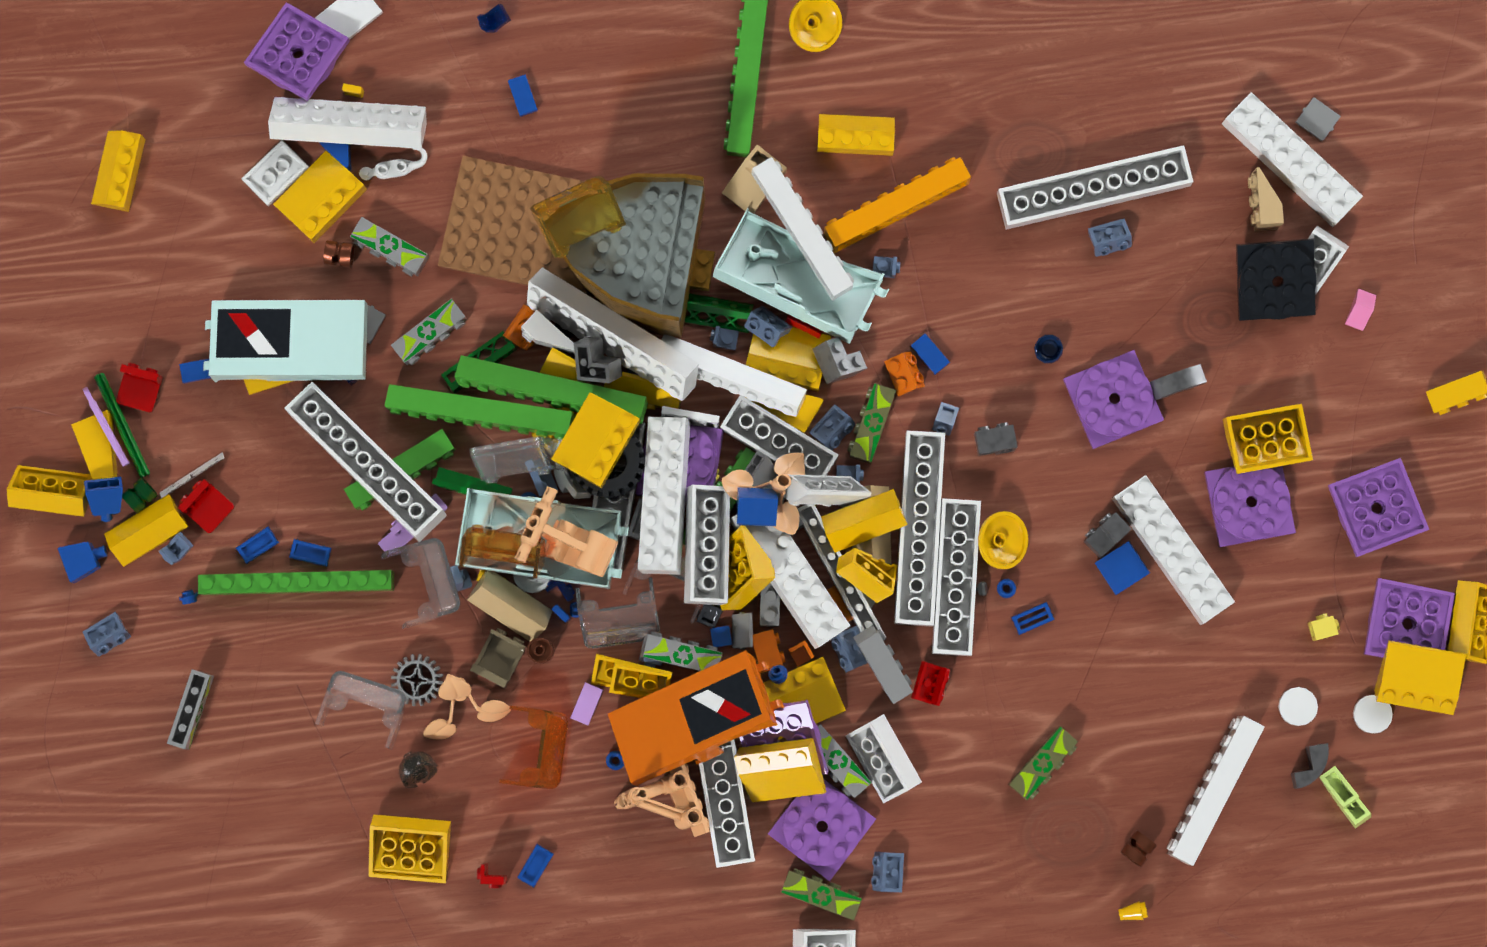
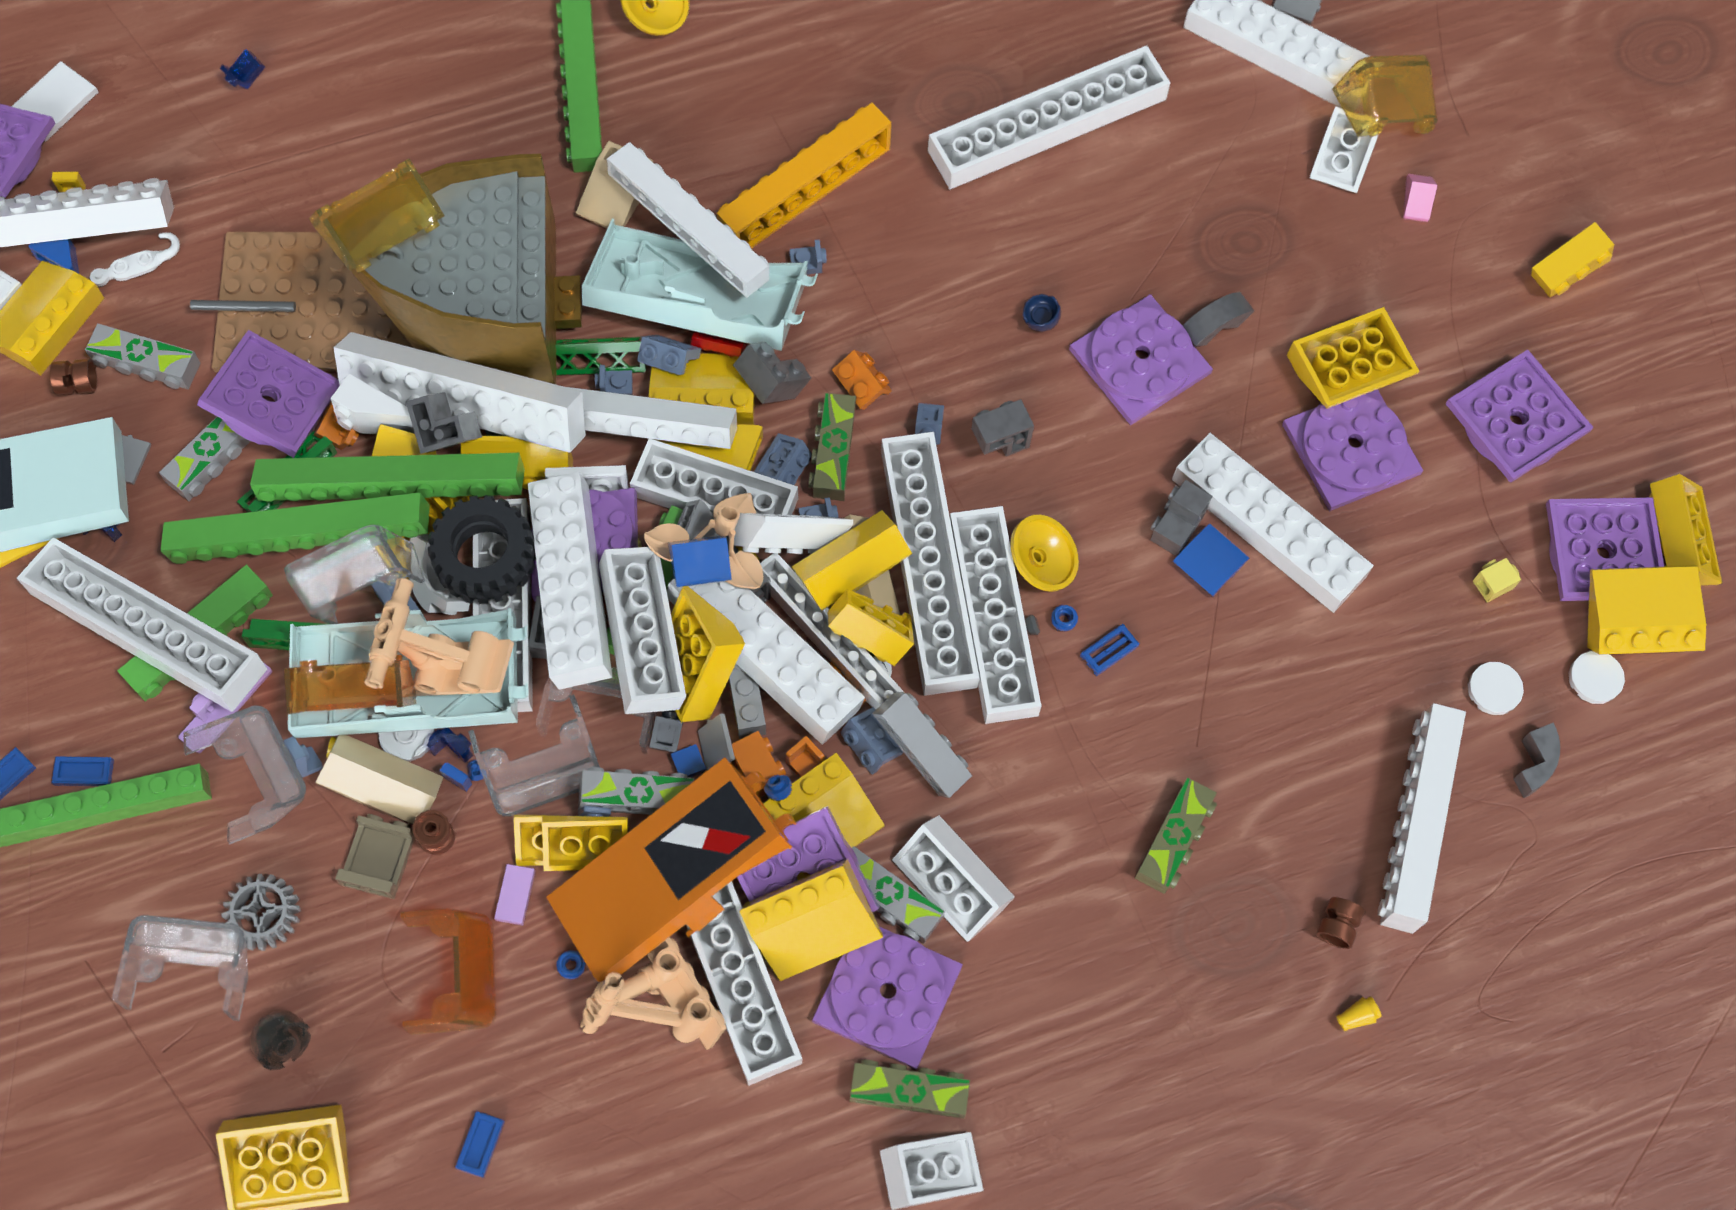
camera: 20 degrees left, 15 degrees down
(457, 689) = (318, 902): light nougat plant -> none
(467, 222) = (231, 305): none -> dark grey bar
(494, 881) = (417, 1176): red bracket -> none
(497, 300) = (265, 369): none -> medium lavender piece
(522, 95) = (295, 151): blue tile -> none
(596, 439) = (460, 516): yellow slope -> none
(856, 134) = (734, 119): yellow slope -> none
(887, 872) = (997, 1036): sand blue bracket -> none
(930, 354) = (889, 351): blue tile -> none
(930, 683) = (993, 762): red bracket -> none
(1110, 237) = (1084, 172): sand blue bracket -> none
(1263, 262) = (1284, 194): black piece -> none
(1265, 203) = (1264, 93): tan slope -> none
(1345, 797) = (1598, 792): yellowish green slope -> none
(1357, 230) = (1388, 91): none -> clear yellow windscreen

